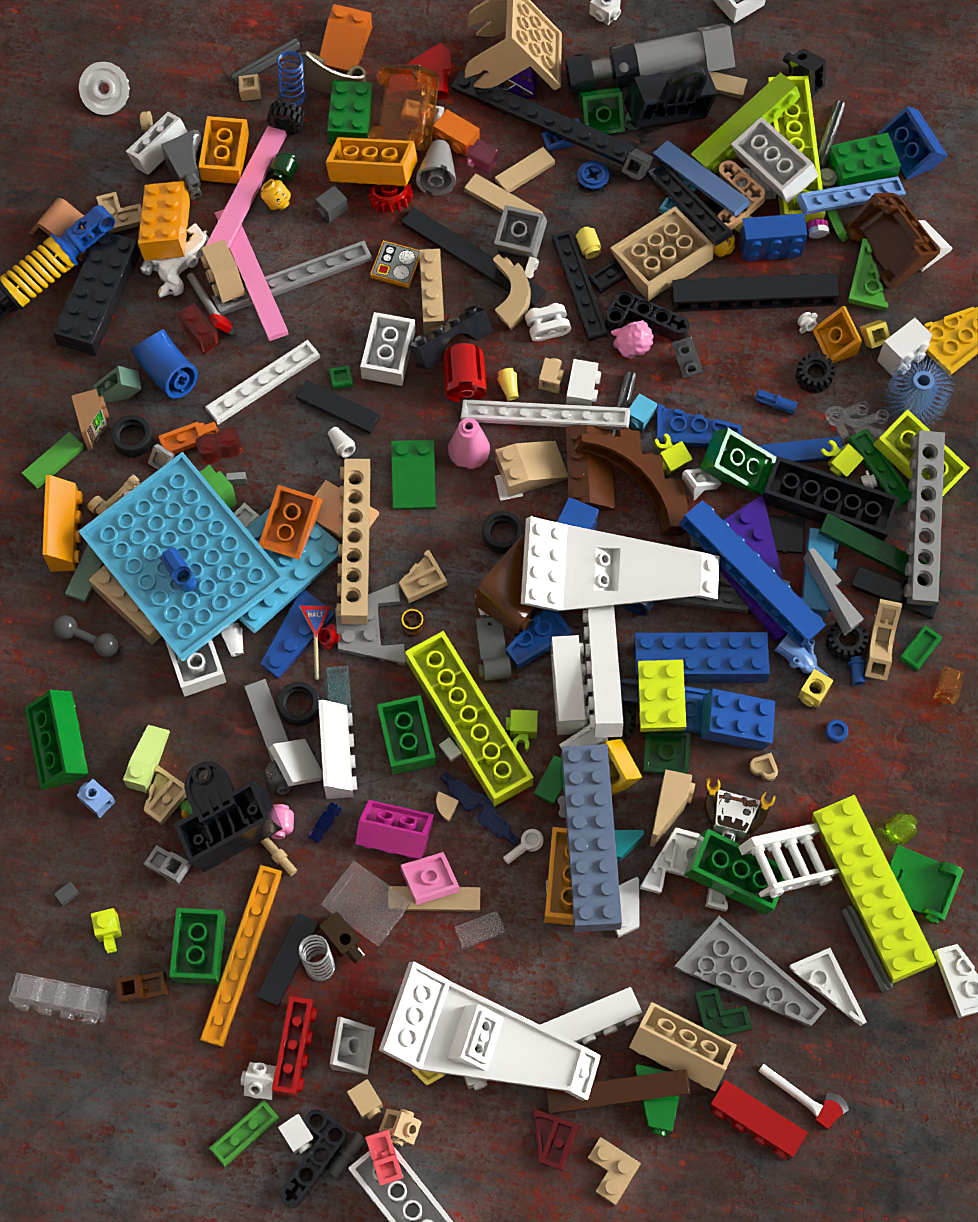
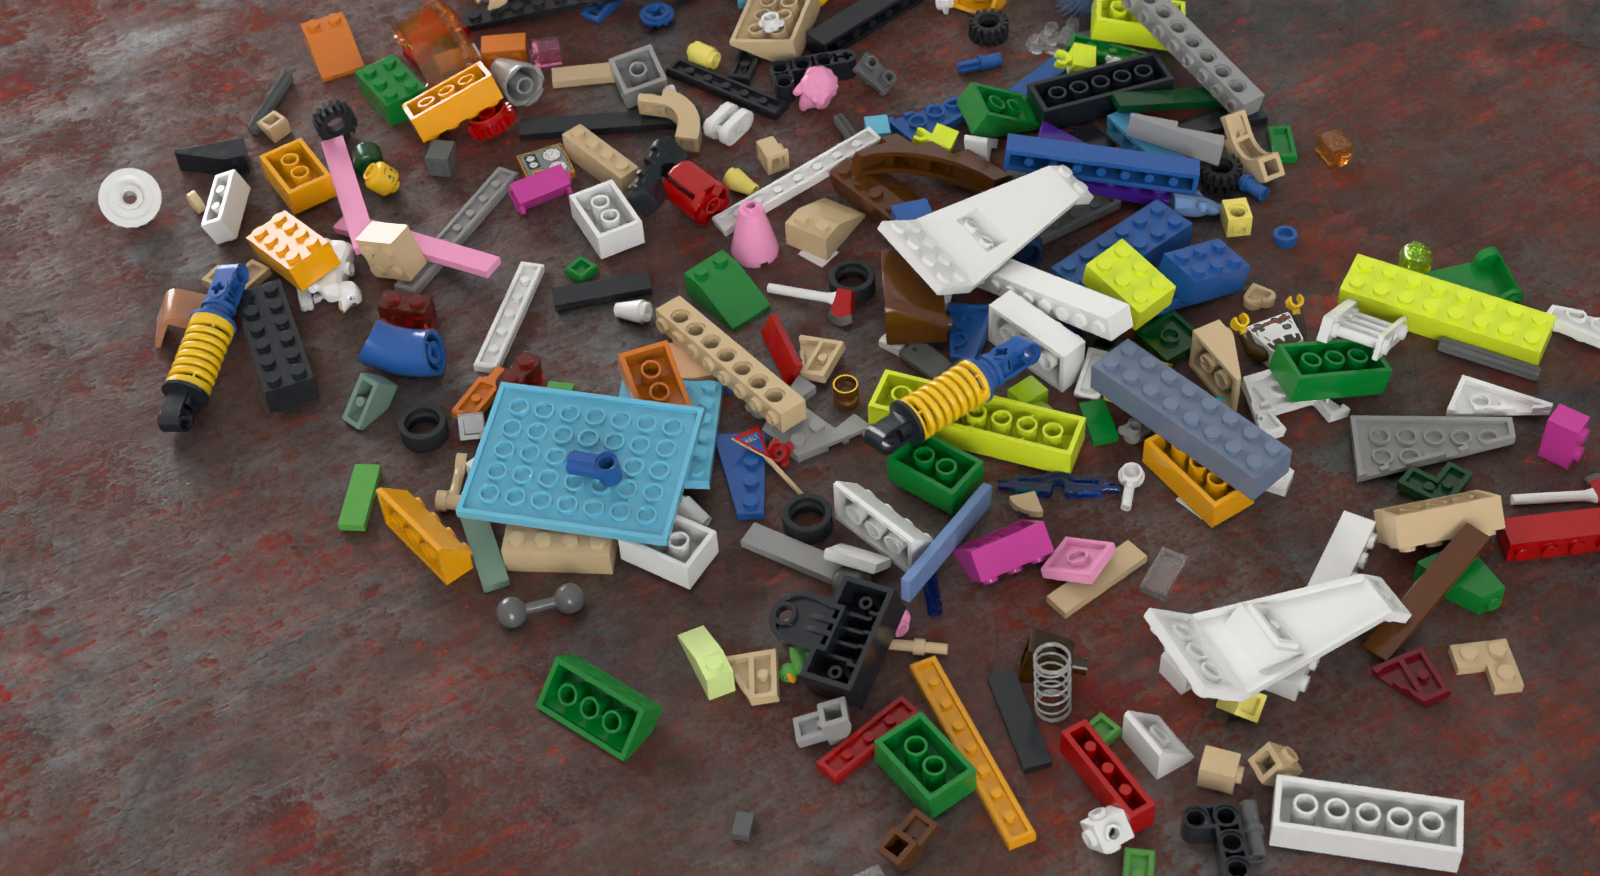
camera: 35 degrees left, 20 degrees down
(91, 415) = (366, 432): medium nougat slope -> none
(95, 798) = (689, 723): light blue brick -> none
(106, 928) = (817, 817): neon yellow brick -> none
(182, 160) = (263, 198): dark grey hips -> none
(190, 896) = (859, 746): none -> red tile
(195, 94) = (215, 157): none -> black slope
(216, 319) = (381, 287): piece -> none
(290, 85) = (310, 70): blue piece -> none
(297, 1135) = (1189, 849): white brick -> none
(321, 77) = (337, 74): dark tan panel -> none
(329, 1009) = (1106, 728): none -> bright green tile
(339, 685) = (822, 479): clear light blue plate -> none
(360, 796) = (945, 542): none -> medium blue tile
(366, 903) = (1051, 612): clear piece -> none
(370, 285) = (540, 188): none -> dark pink brick
(384, 1157) = (1302, 791): coral slope -> none
(404, 553) = (781, 349): none -> red tile
(450, 749) = (989, 461): white piece -> none
(469, 695) = (950, 396): none -> piece
(478, 543) = (842, 301): none -> piece
(525, 170) = (593, 43): tan tile -> none
(582, 383) = (804, 141): white brick -> none
(649, 251) = (771, 22): none -> white plate
(838, 1055) = (1564, 436): none -> dark pink brick

